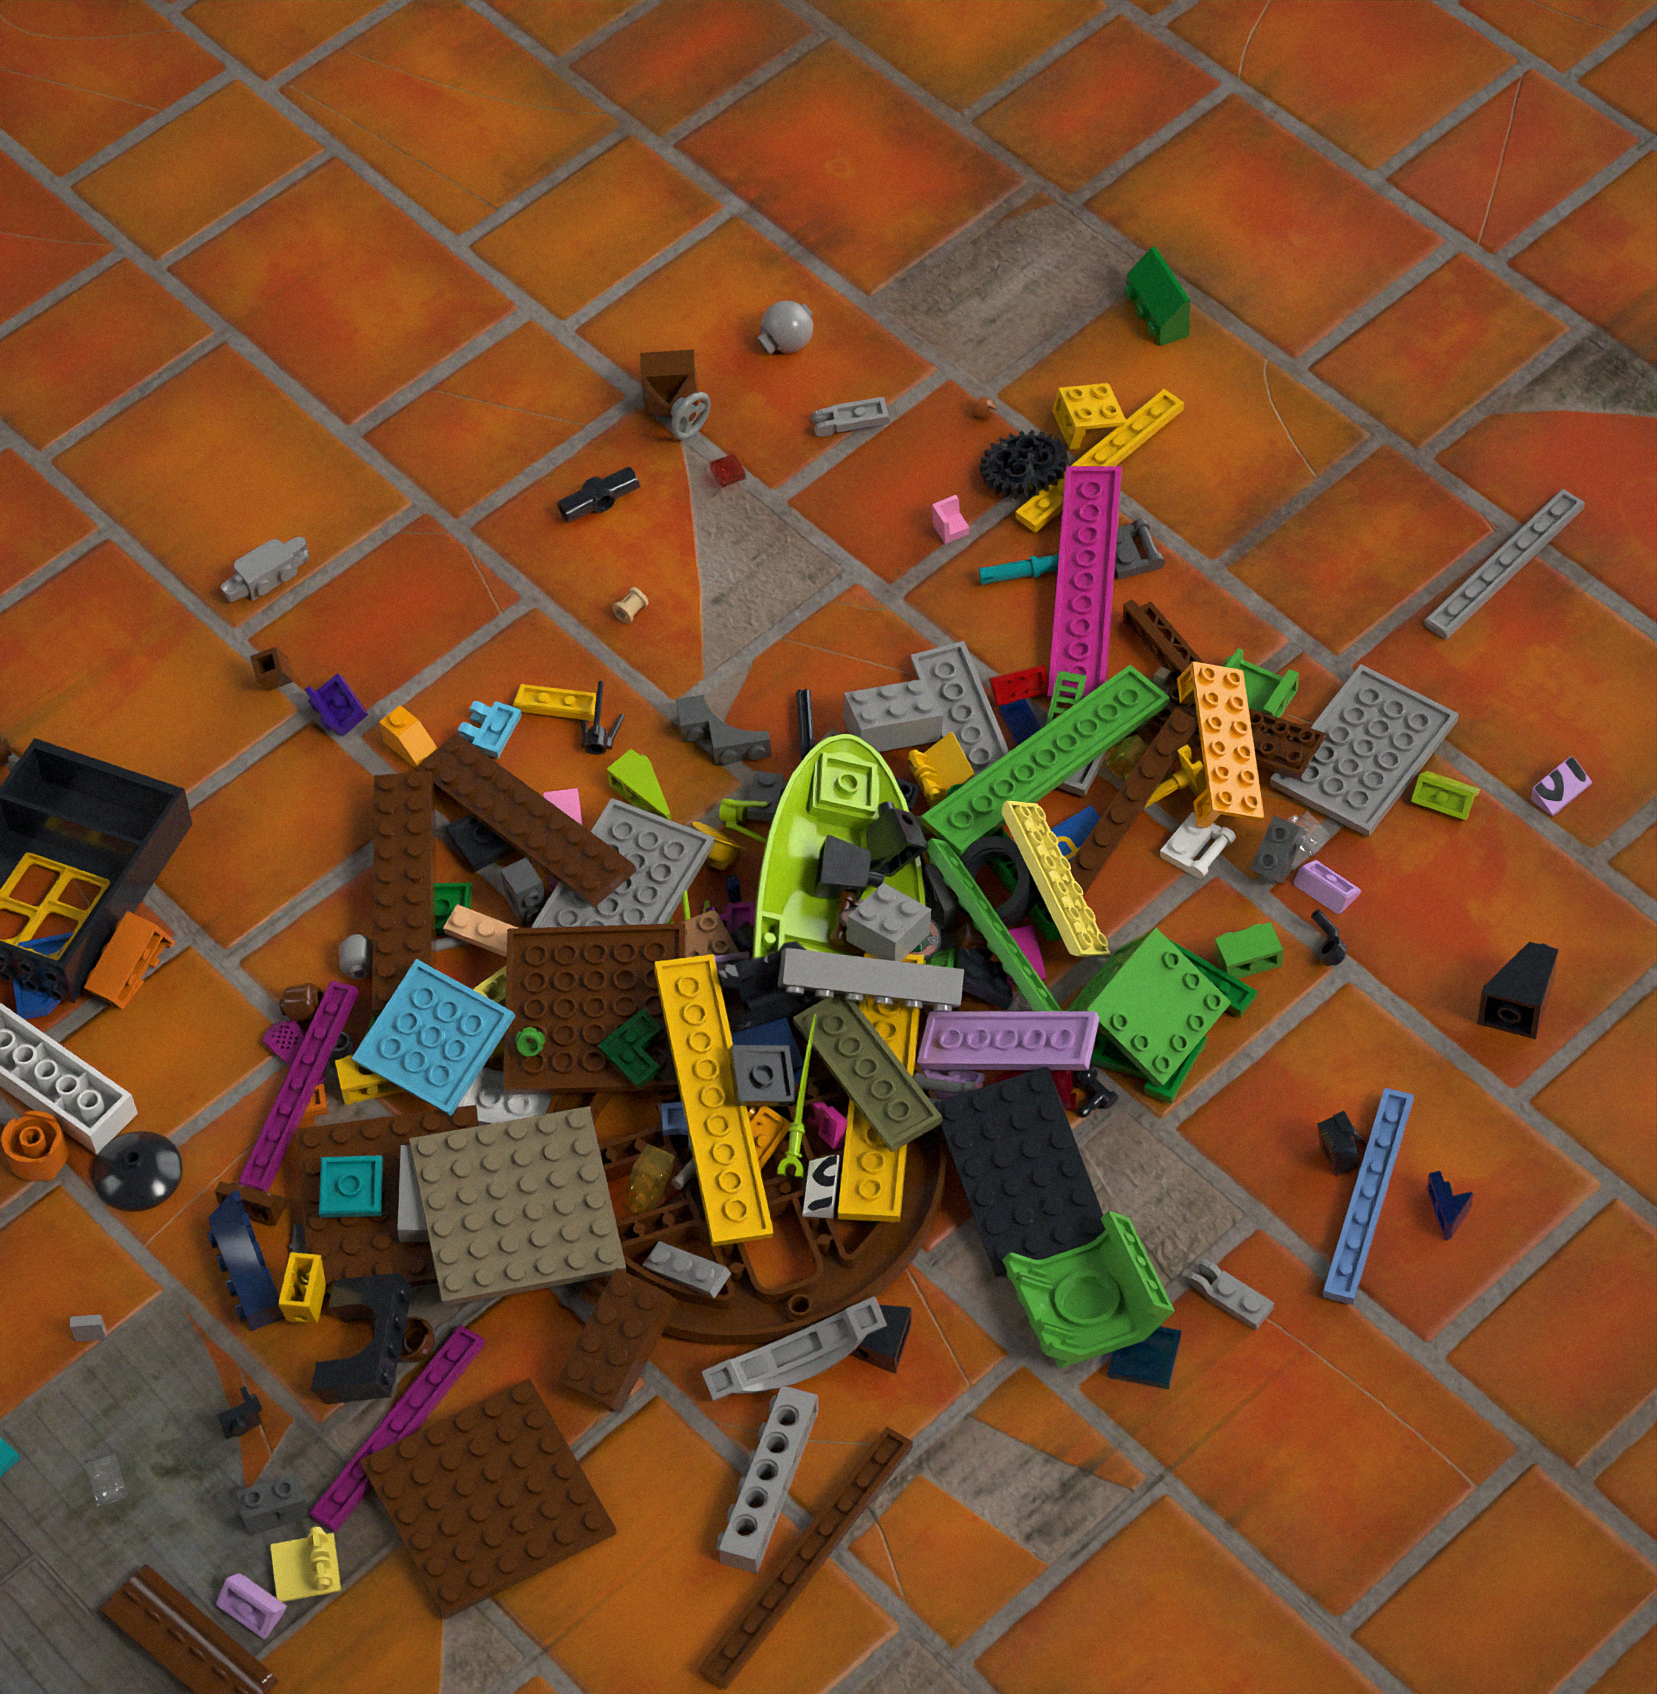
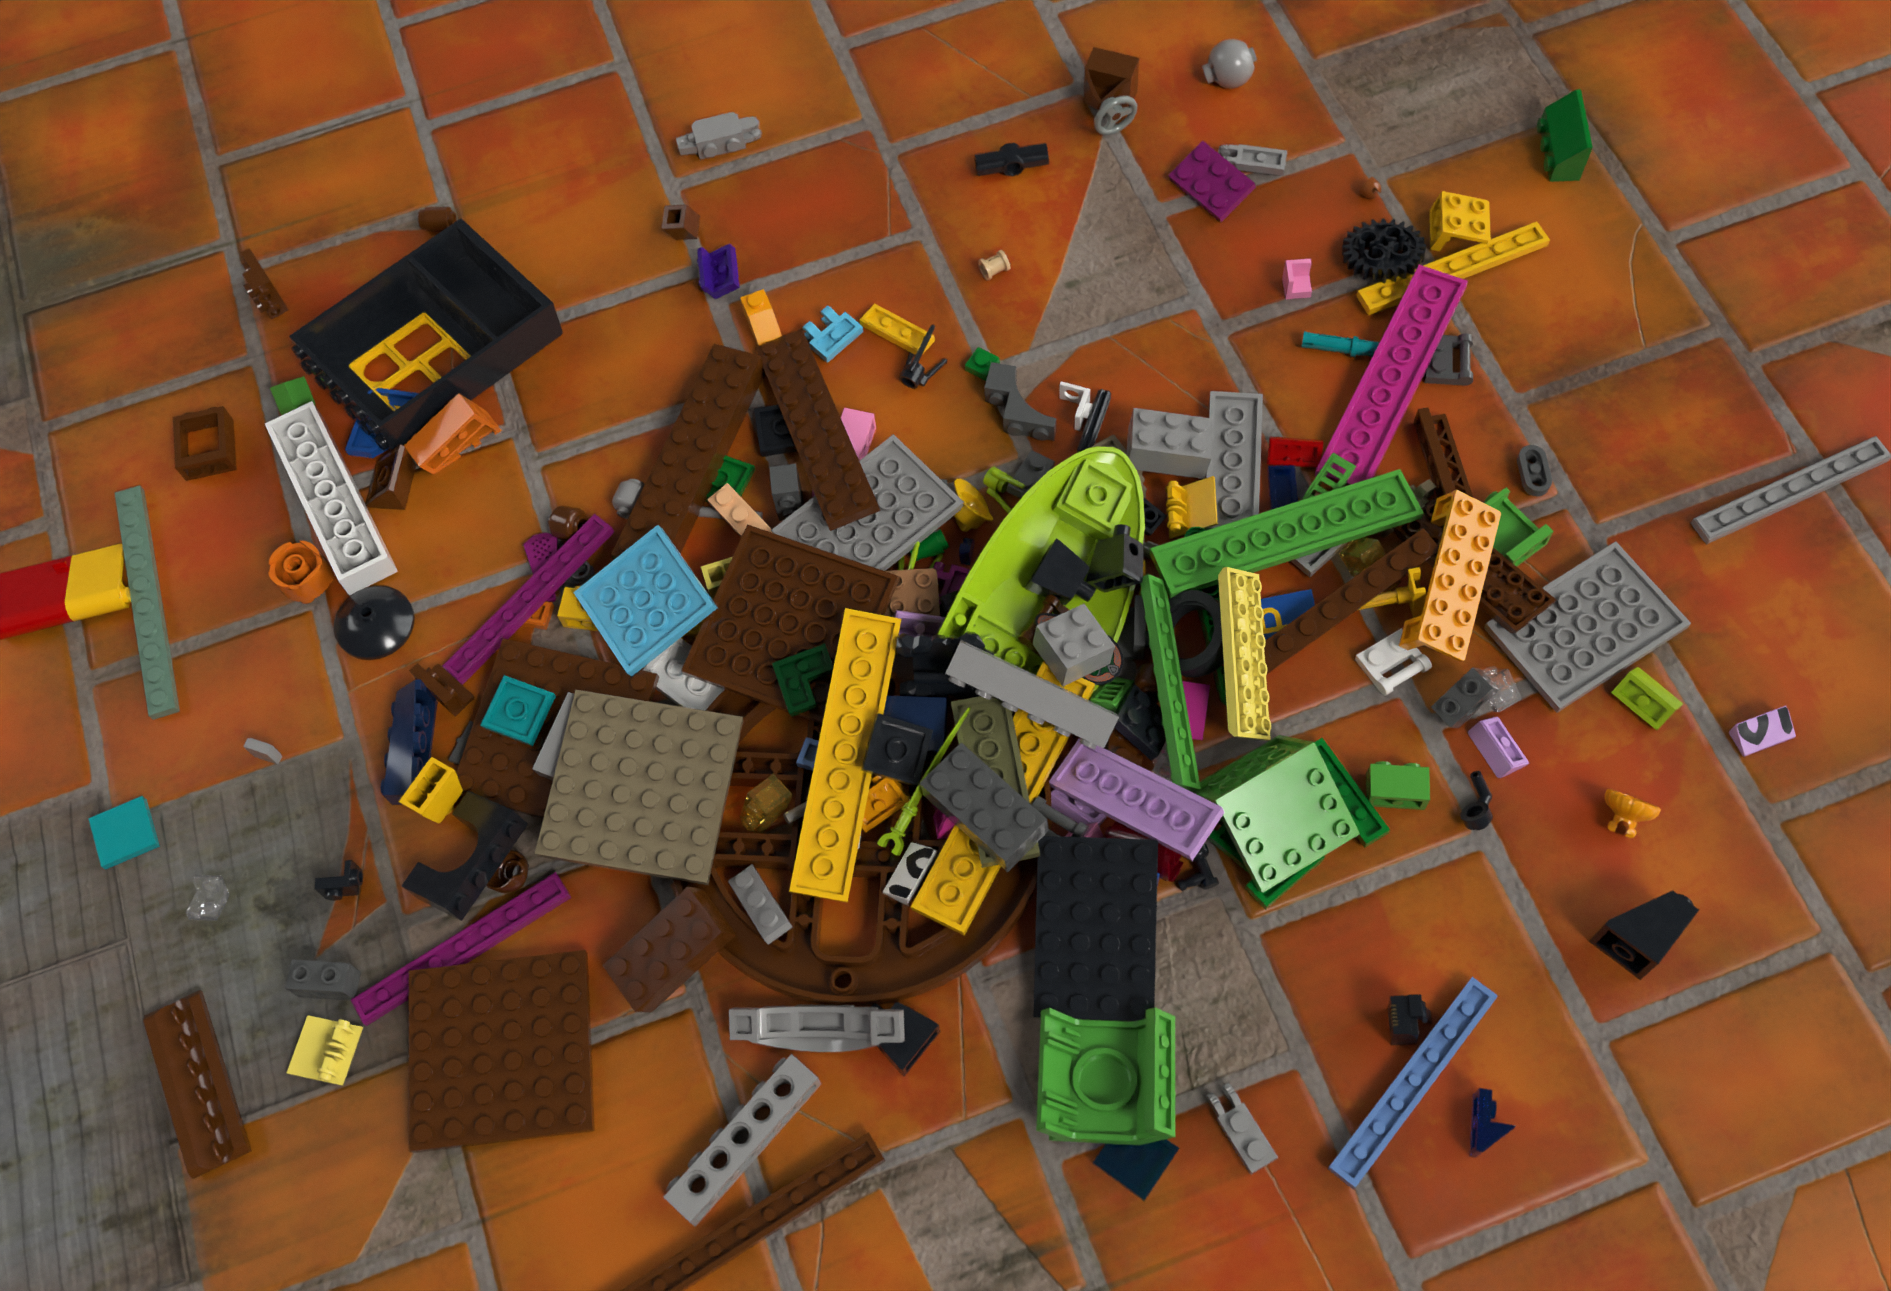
camera: 25 degrees right, 10 degrees up
(81, 1026) = (392, 480): none -> reddish brown slope
(250, 1605) = (264, 1066): lavender slope -> none
(527, 1048) = (717, 637): bright green plate -> none
(636, 782) = (929, 426): lime slope -> none
(662, 706) = (980, 363): none -> green plate
(698, 893) = (932, 545): none -> green cone
(727, 470) = (1127, 173): clear red plate -> none
(783, 706) = (1083, 400): none -> white bracket
(819, 451) = (1212, 181): none -> magenta plate
(872, 1092) = (984, 807): none -> dark grey brick
(1260, 627) = (1534, 473): none -> dark grey plate
(1467, 895) = (1629, 810): none -> light orange hair

